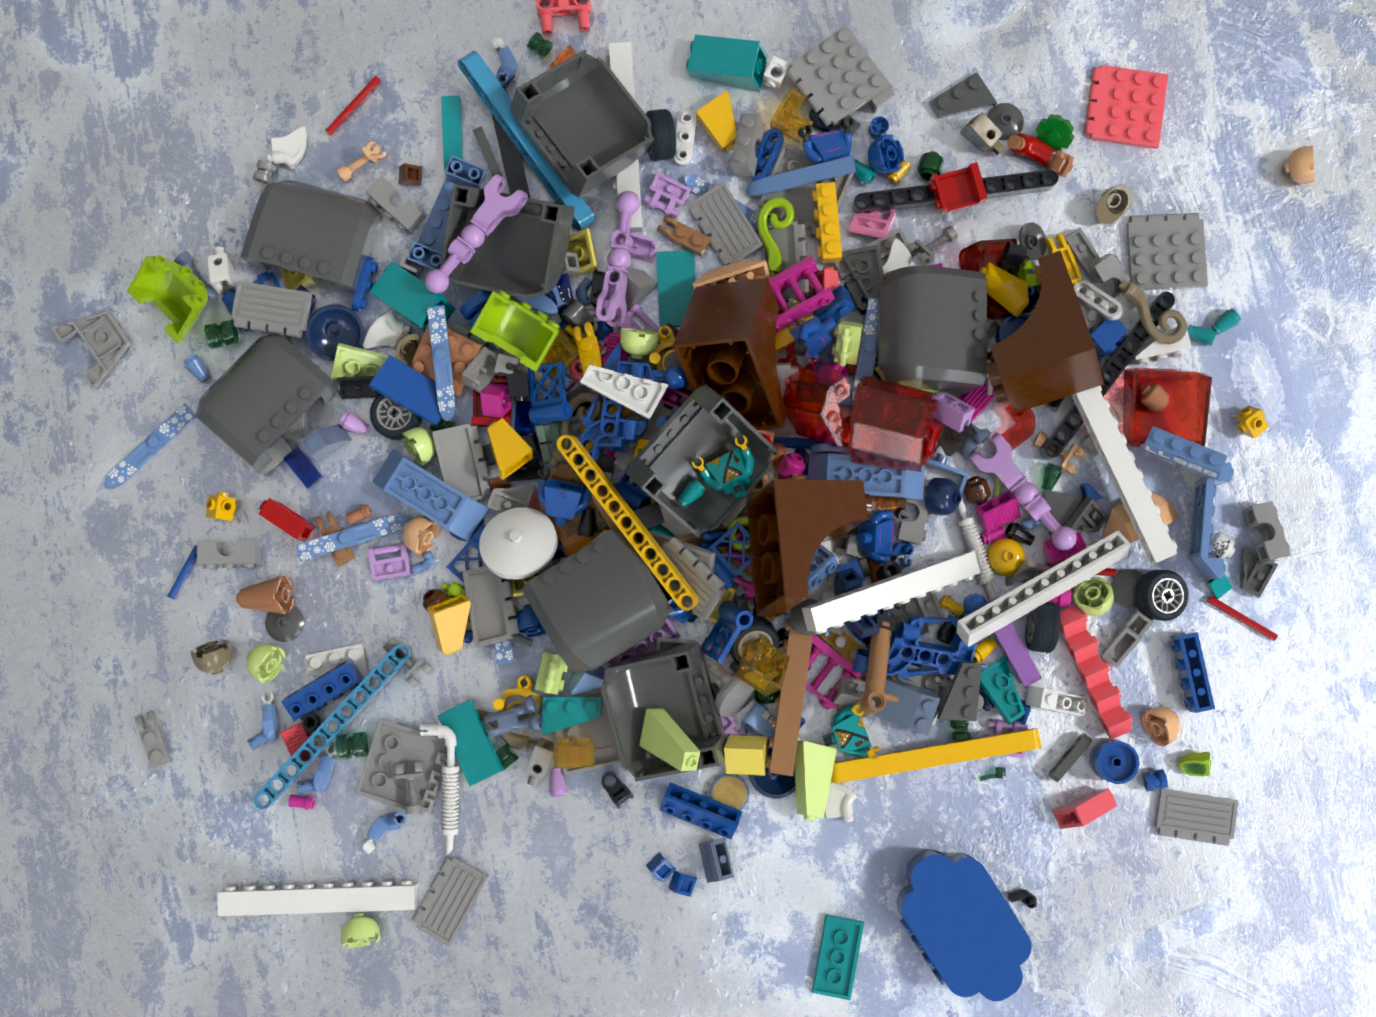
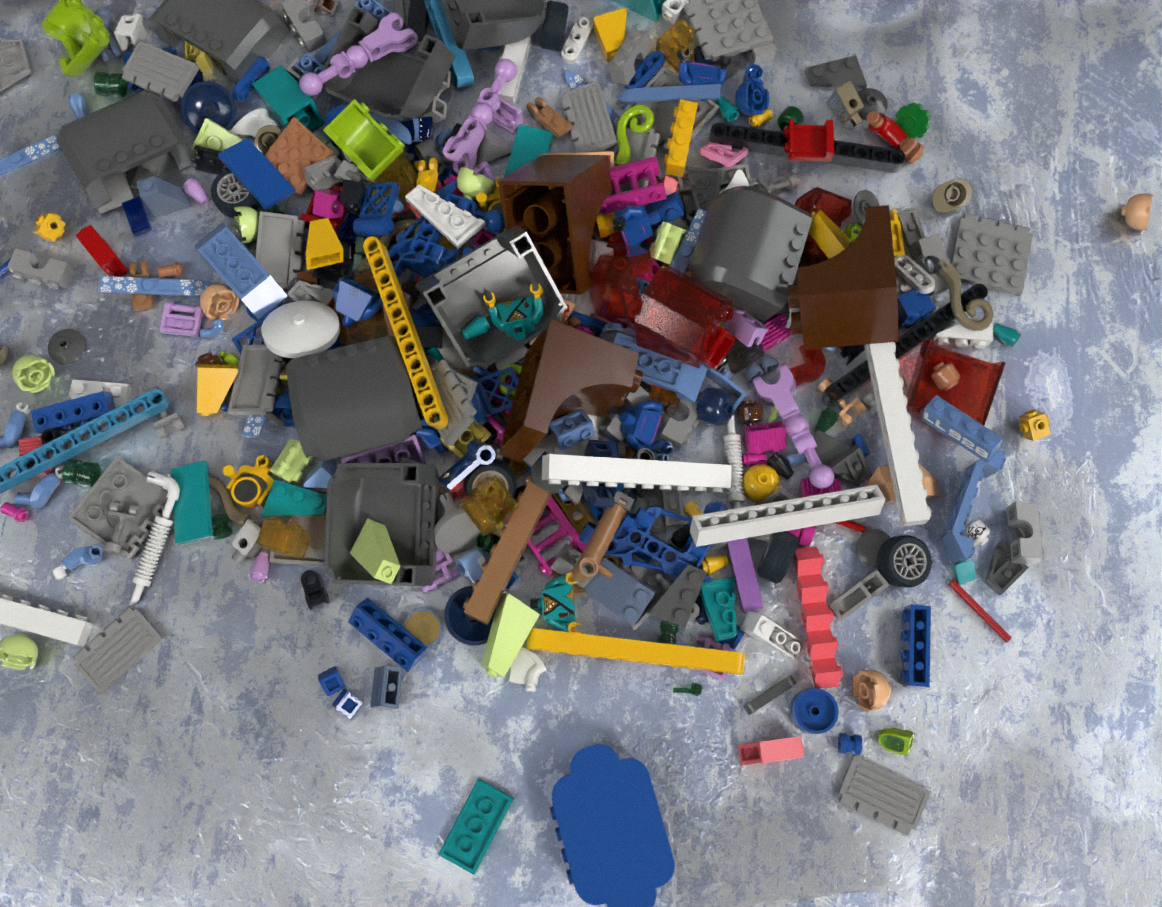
camera: 20 degrees right, 10 degrees down
(268, 596) = (60, 315): nougat cone -> none
(441, 361) = (291, 154): medium blue piece -> none
(509, 720) = (235, 490): sand blue piece -> none
(582, 245) = (456, 100): light yellow slope -> none
(587, 523) = (372, 330): black cone -> none
(669, 189) = (549, 77): lavender plate -> none
(746, 755) = (447, 591): light yellow slope -> none
(1012, 258) = (844, 212): black piece -> none
(1024, 896) = (684, 823): black arm -> none
(1094, 596) = (837, 543): yellowish green cylinder -> none
(1126, 106) = (985, 121): coral hinge -> none
(1226, 321) = (1033, 329): teal cone -> none

